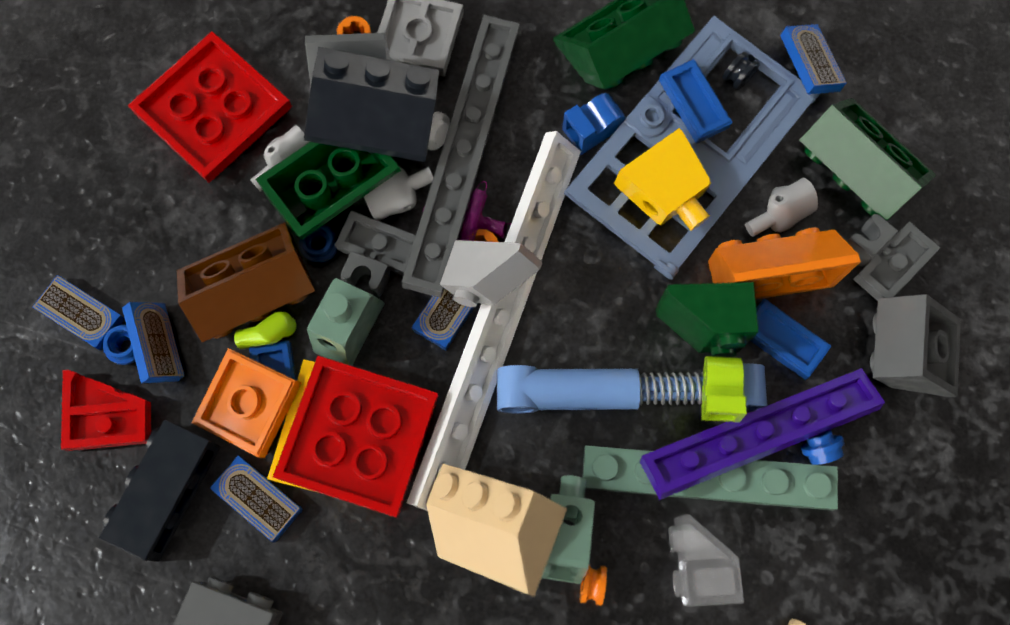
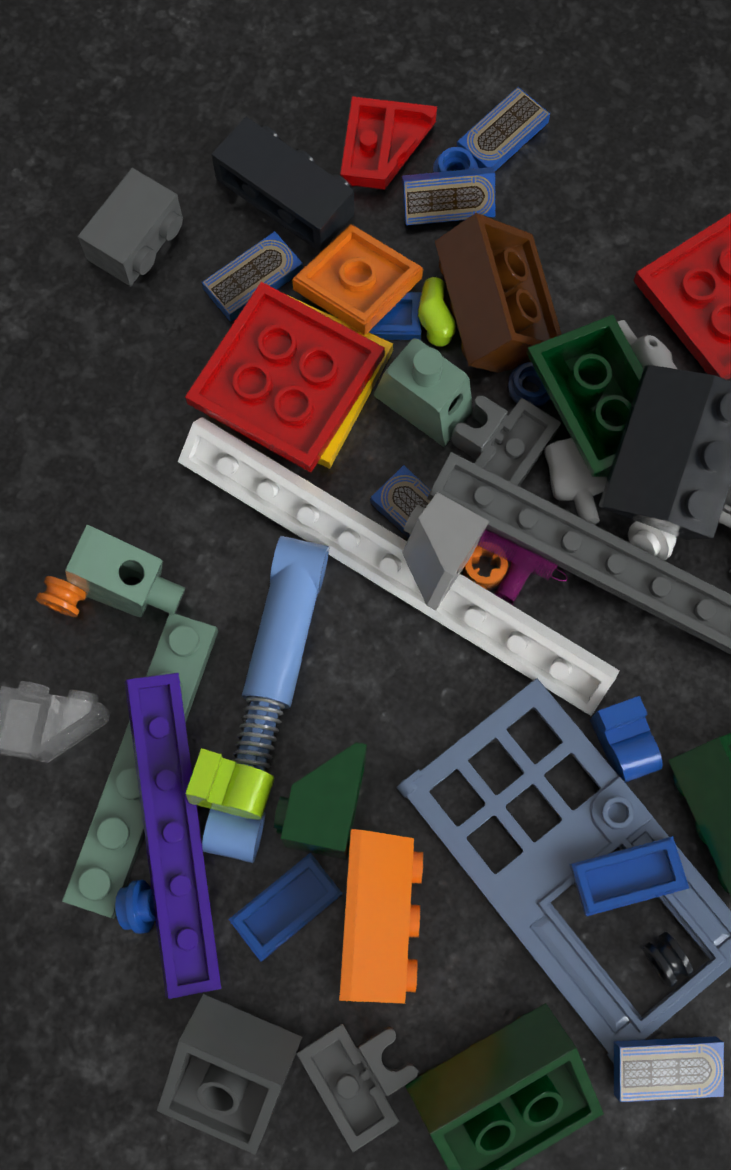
camera: 100 degrees right, 0 degrees up
(493, 527) = (148, 493): tan slope -> none
(667, 181) = (517, 802): yellow torso -> none
(786, 208) = (455, 955): light grey piece -> none

